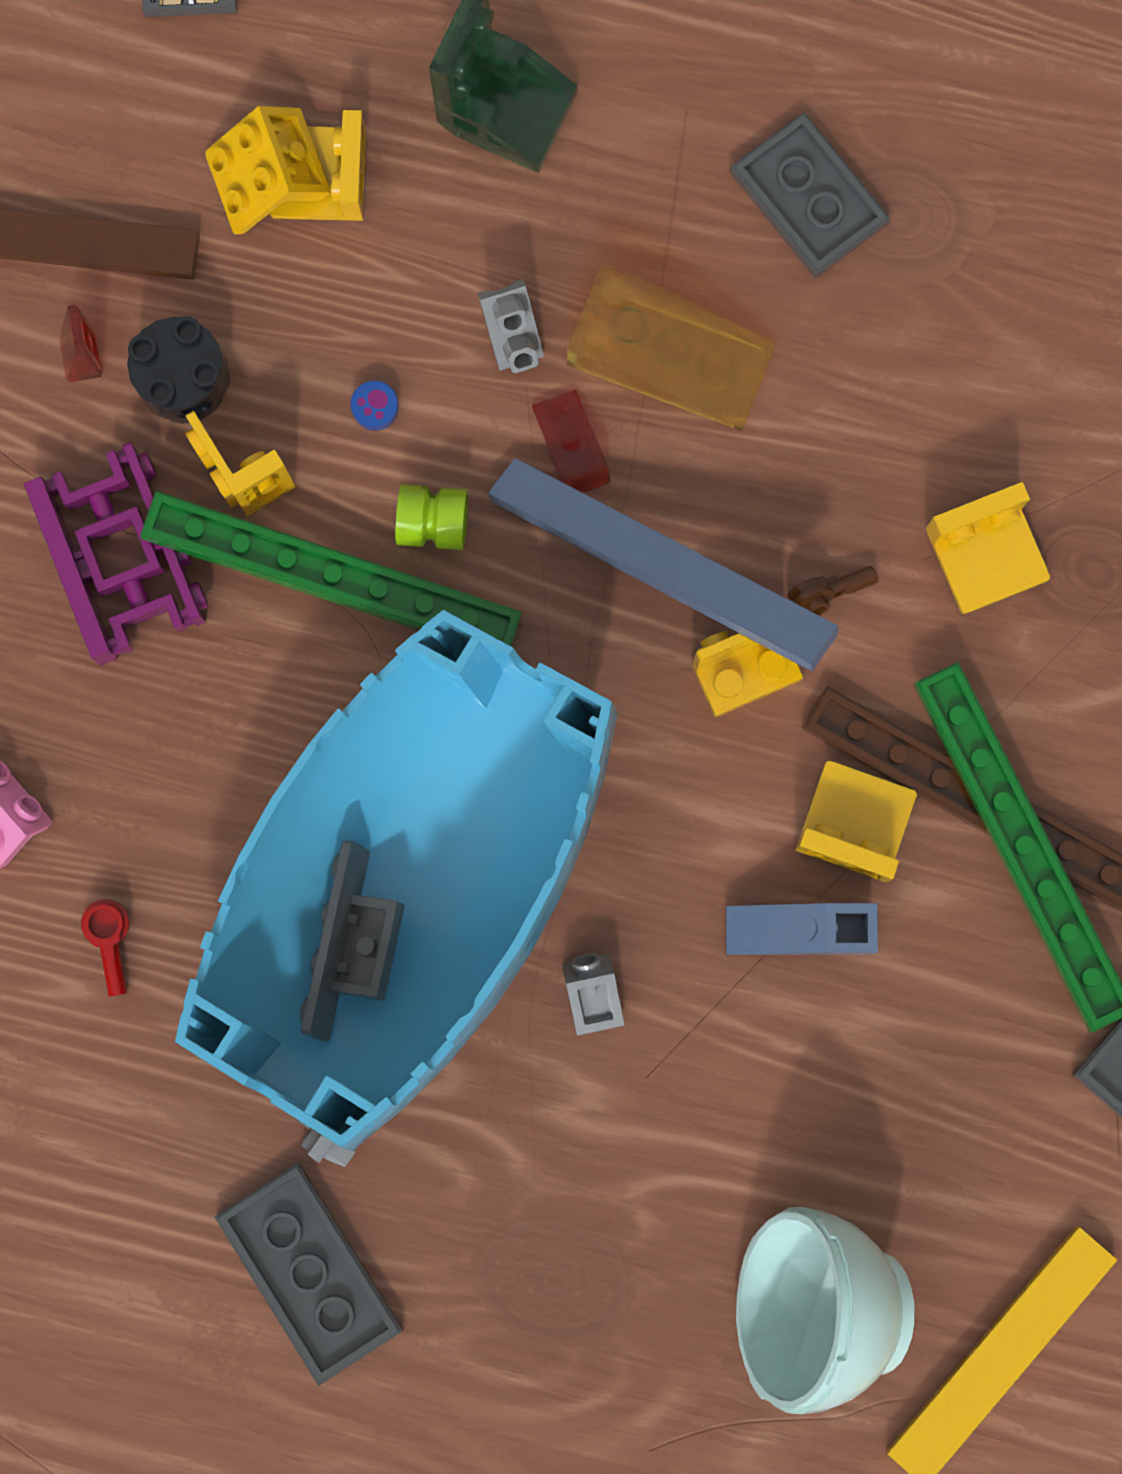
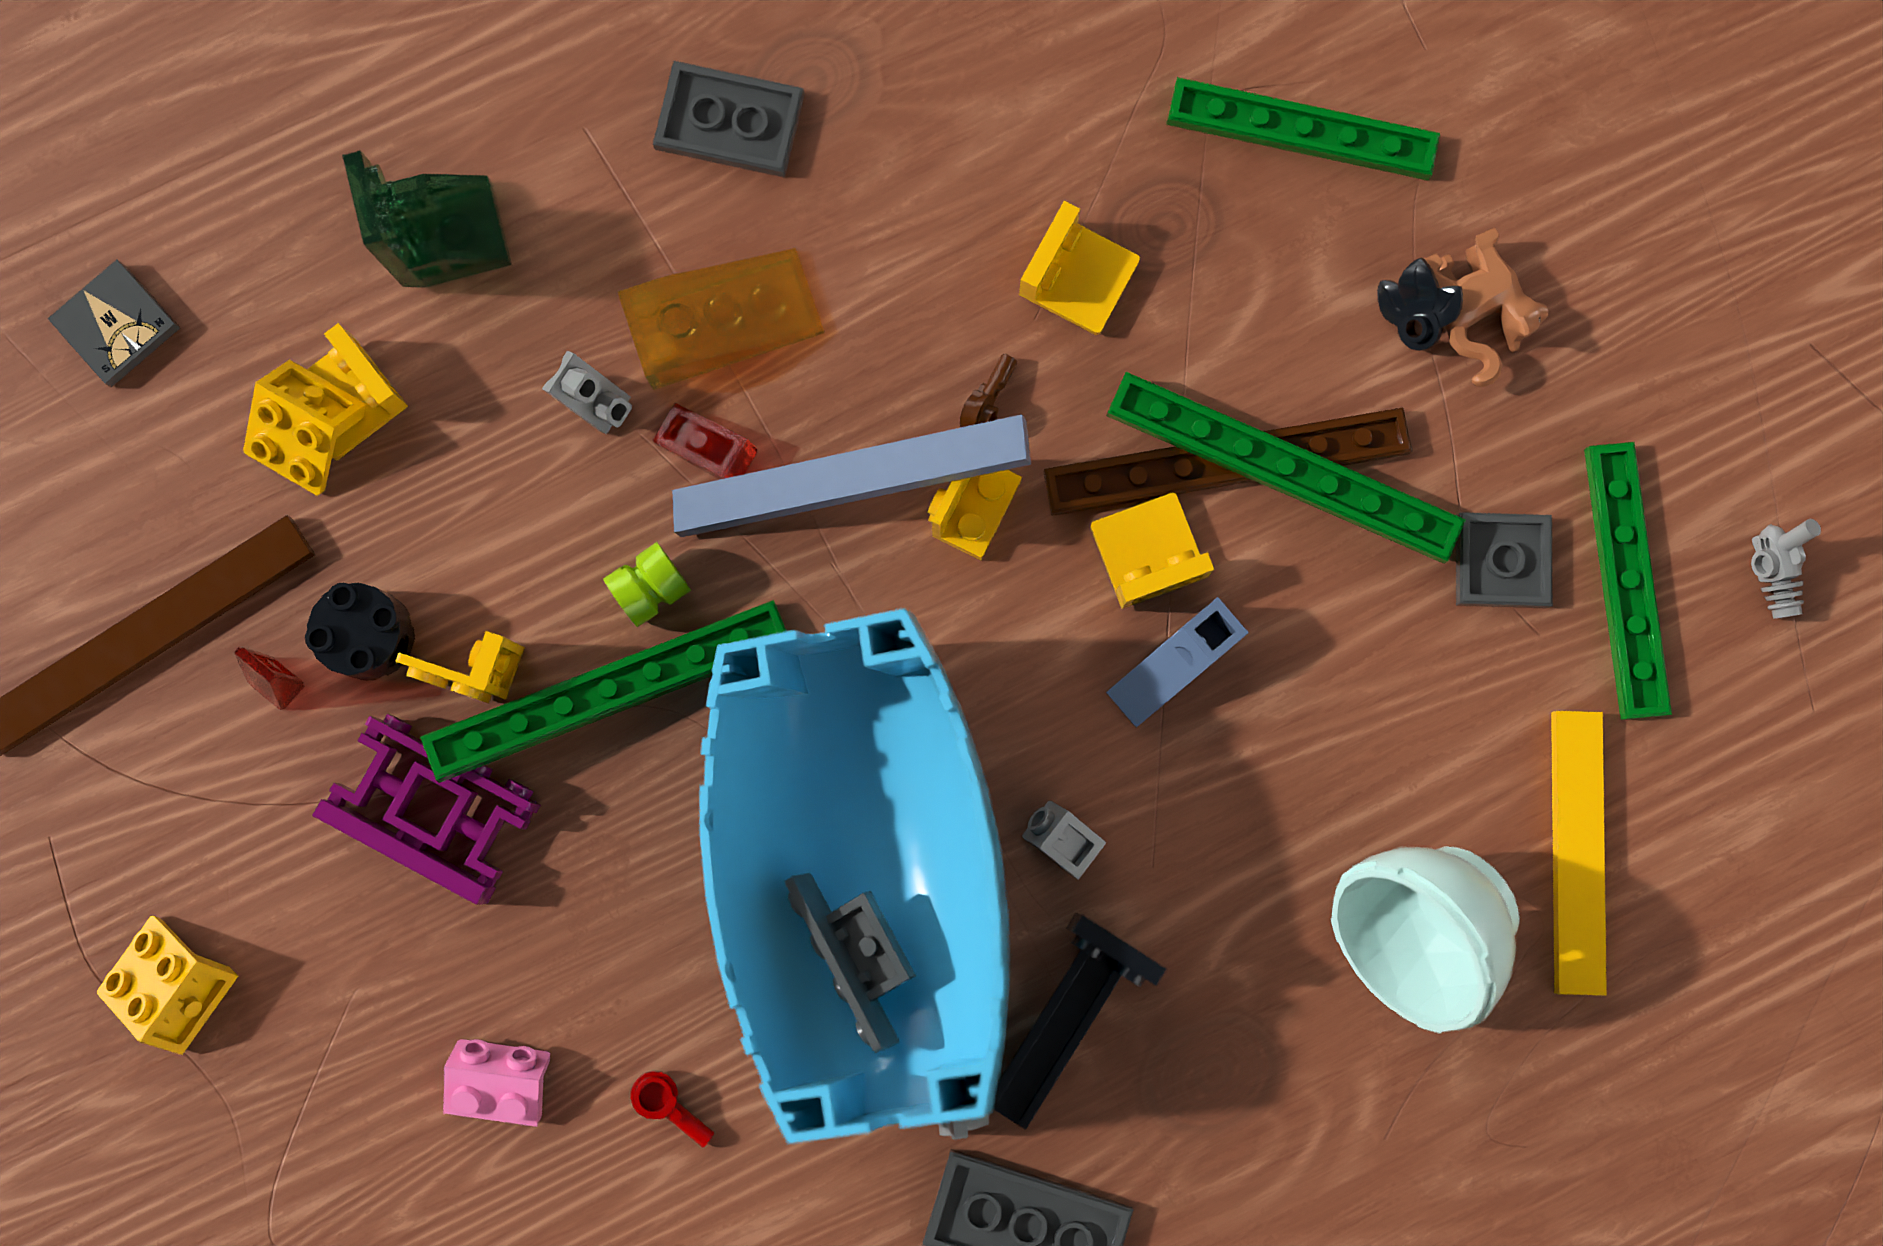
camera: 40 degrees left, 0 degrees up
(374, 405) = (533, 537): blue tile -> none
(476, 1137) = (1069, 1016): none -> black bracket

